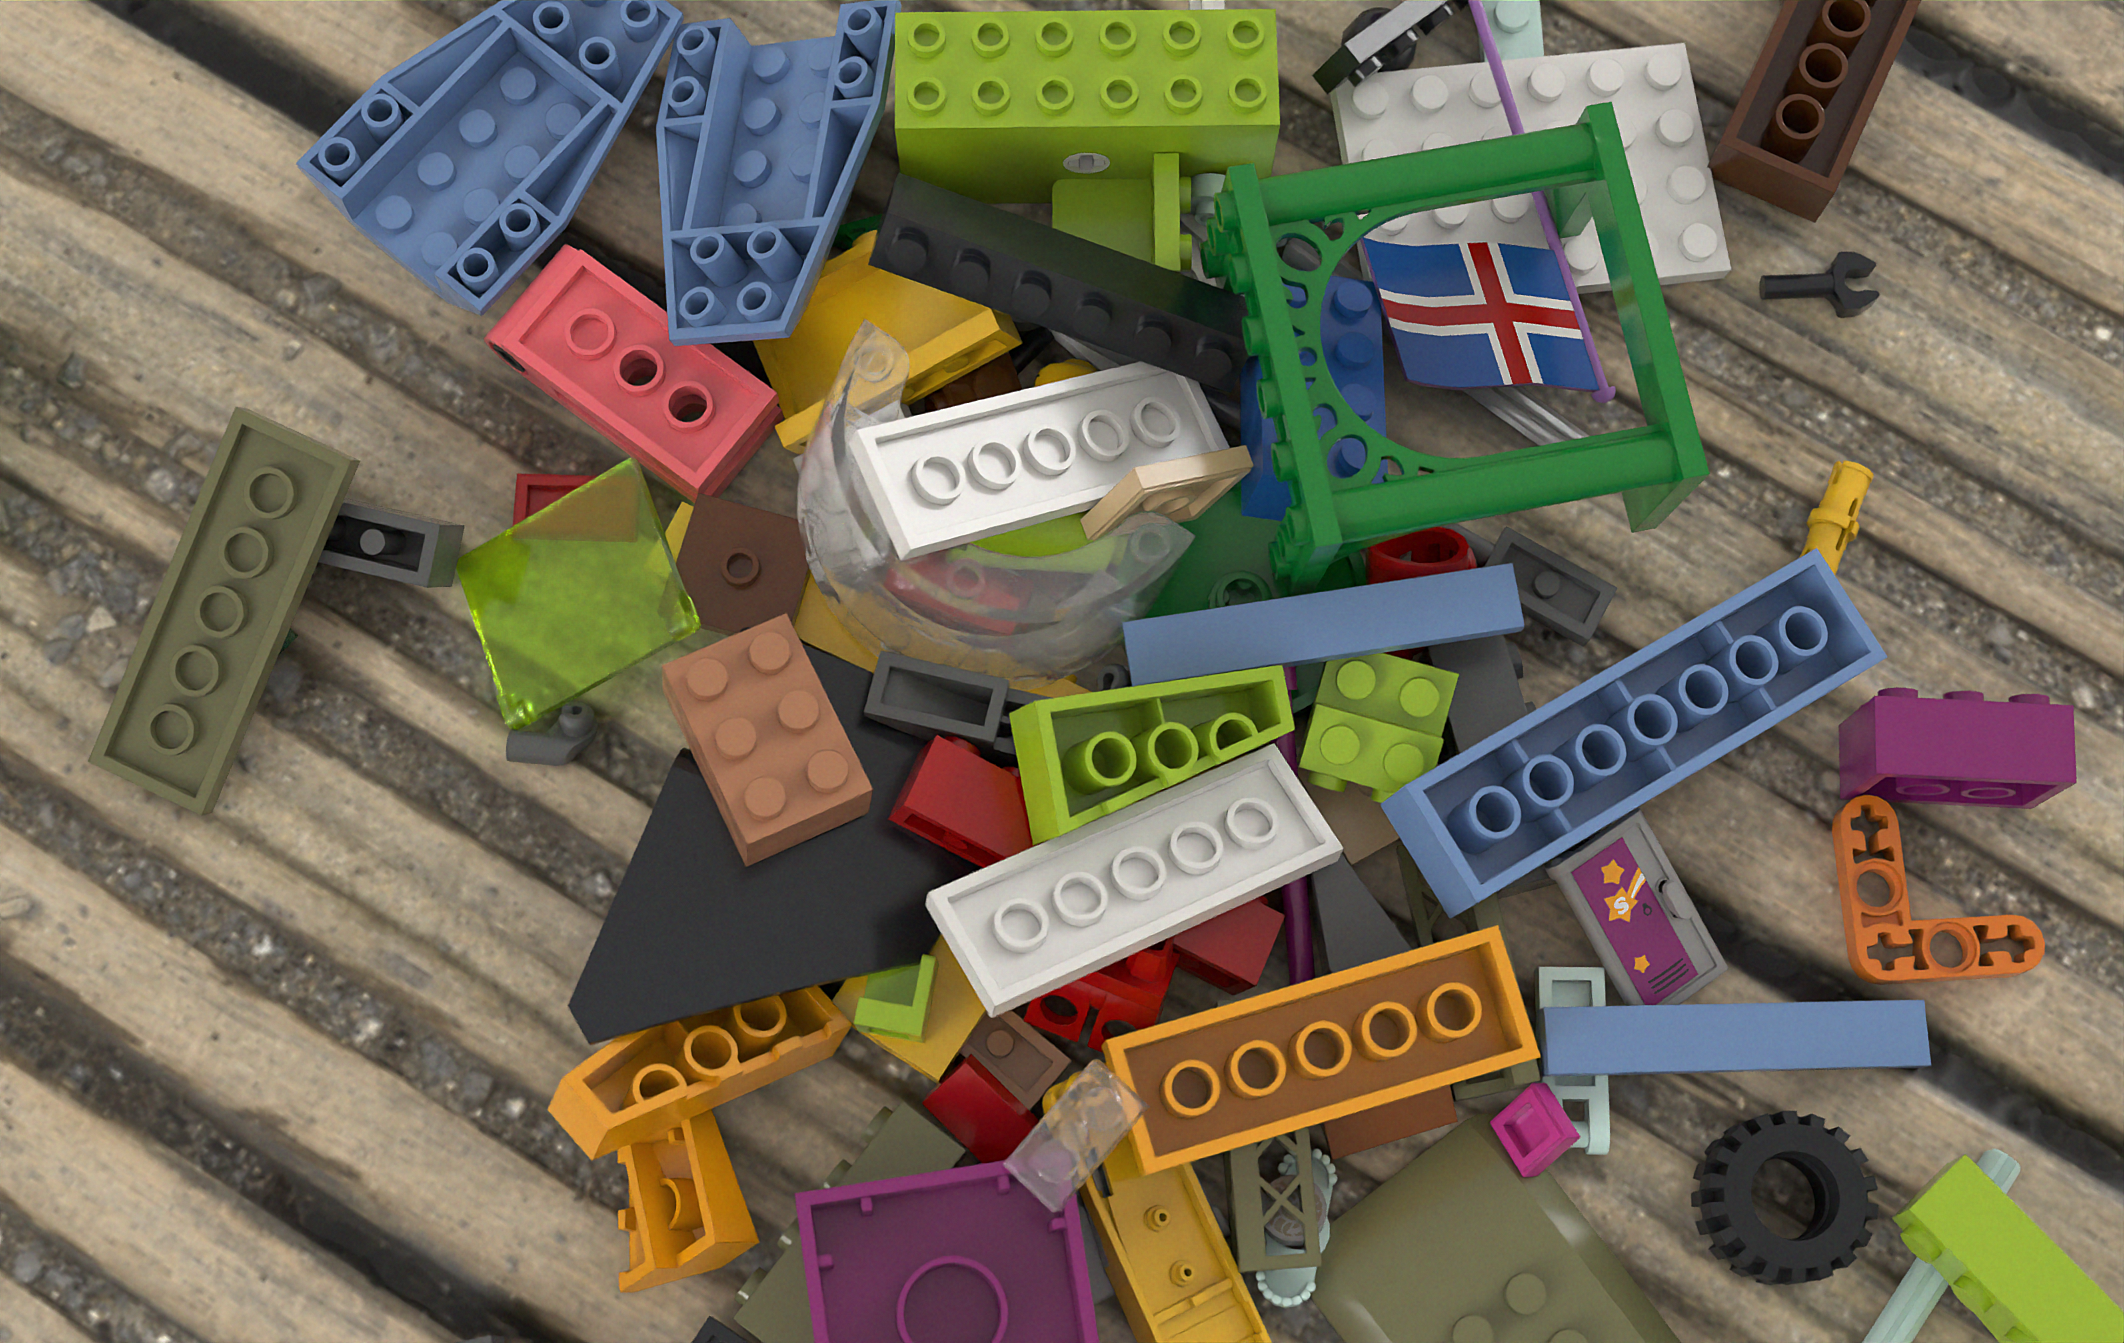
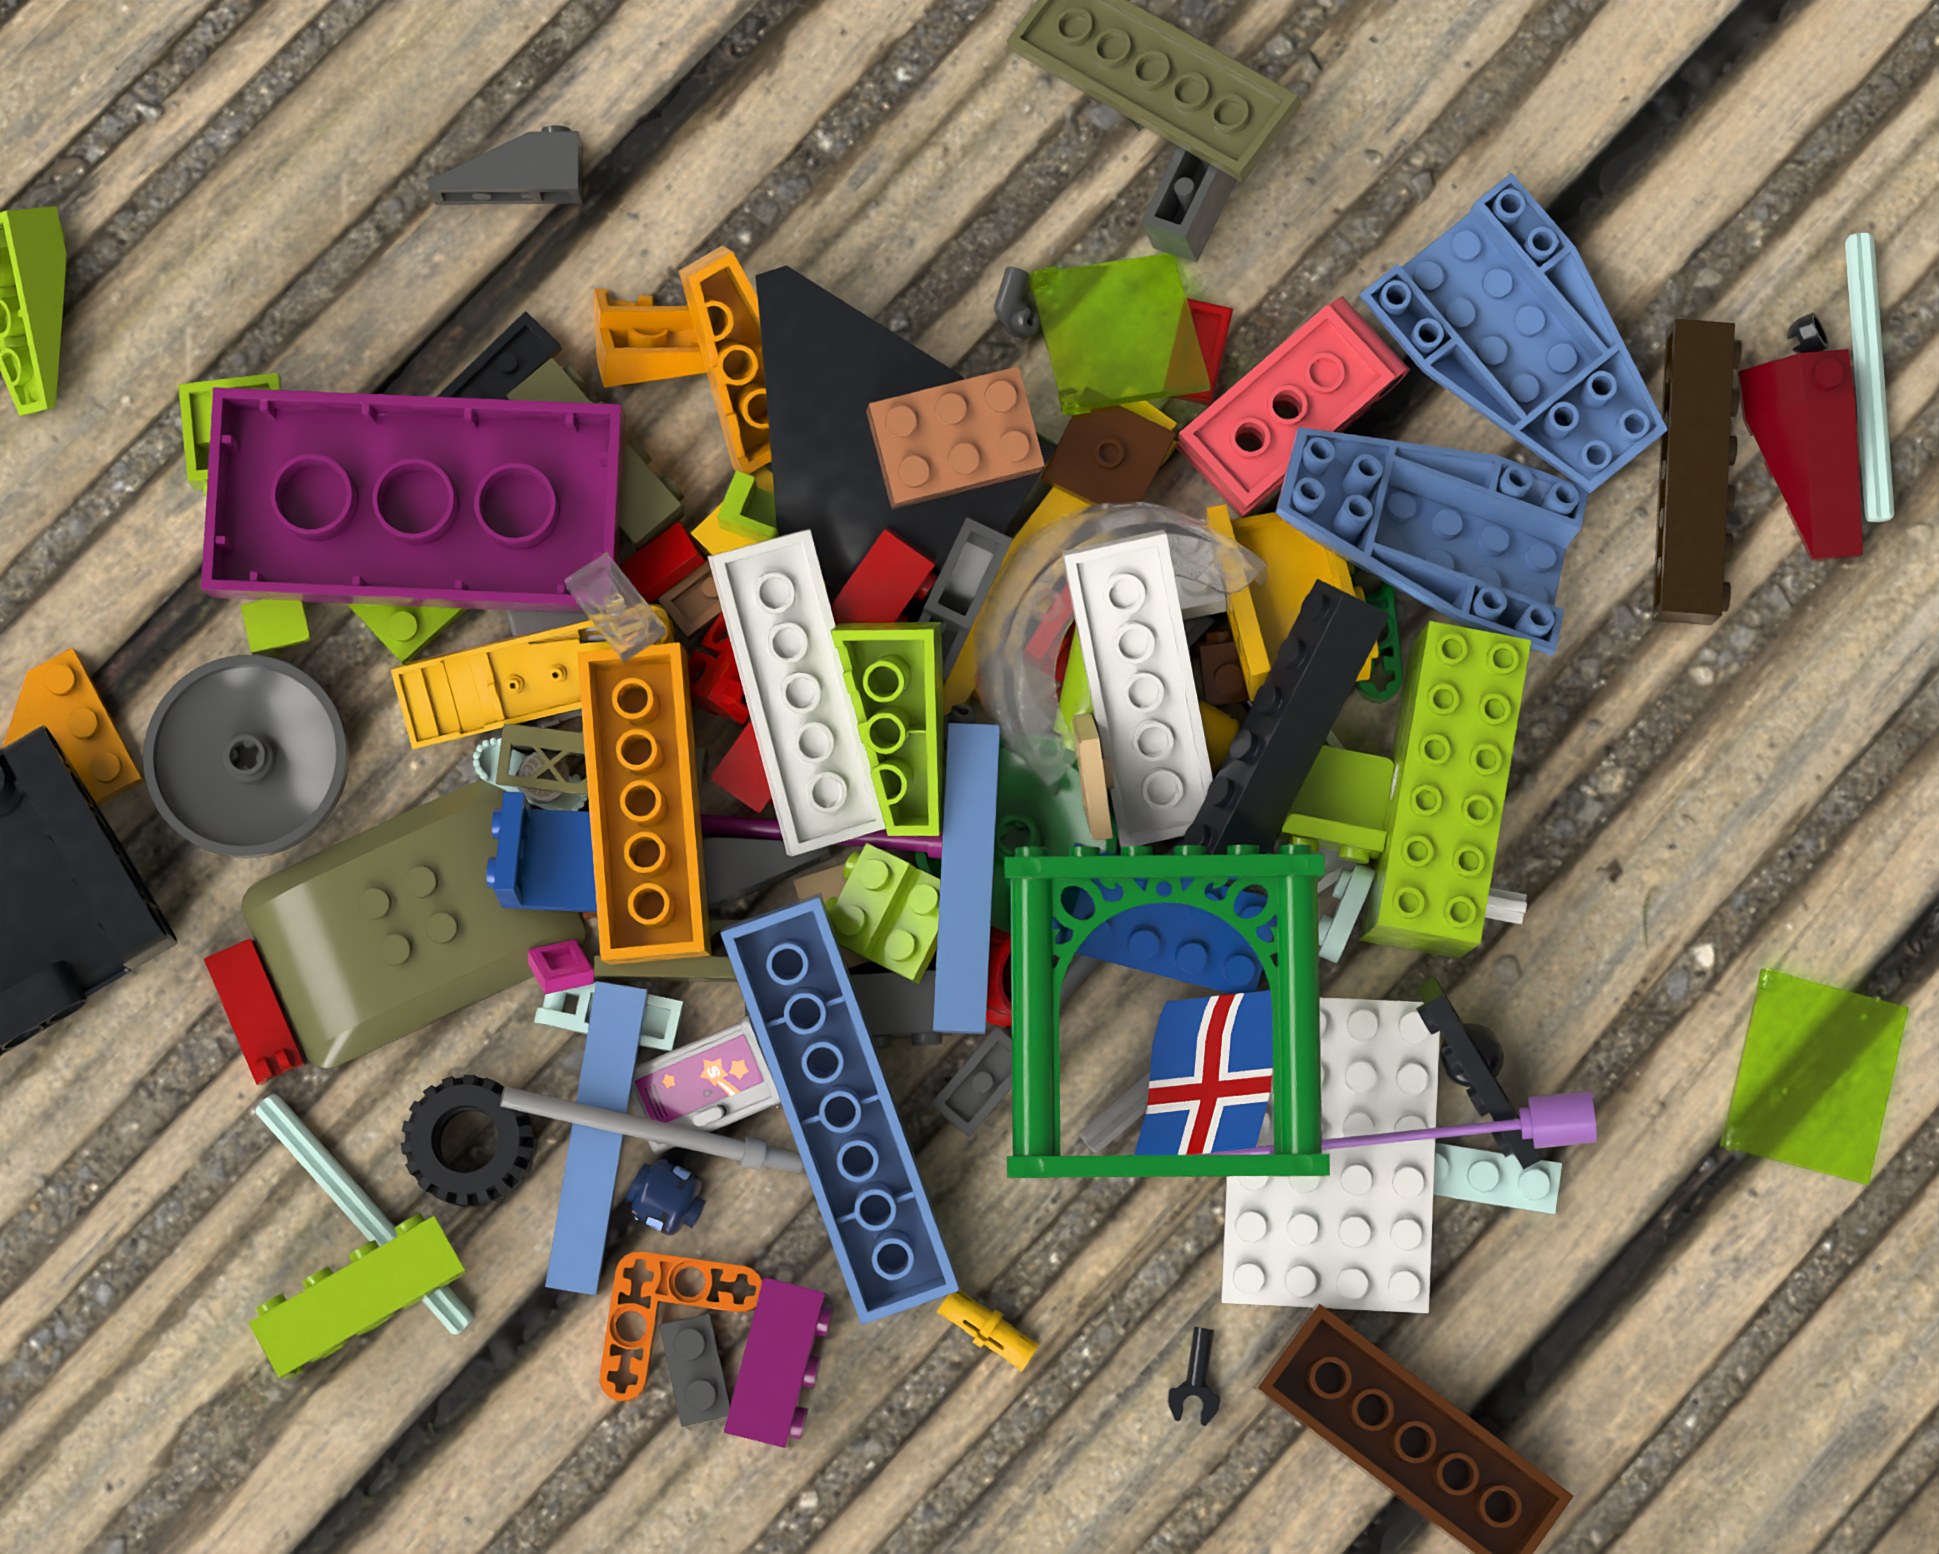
camera: 100 degrees right, 5 degrees up
(1404, 1171) = (541, 858): none -> blue bracket
(1701, 849) = (749, 1152): none -> light grey bar
(1782, 937) = (666, 1197): none -> dark blue head
(1975, 860) = (695, 1369): none -> dark grey plate

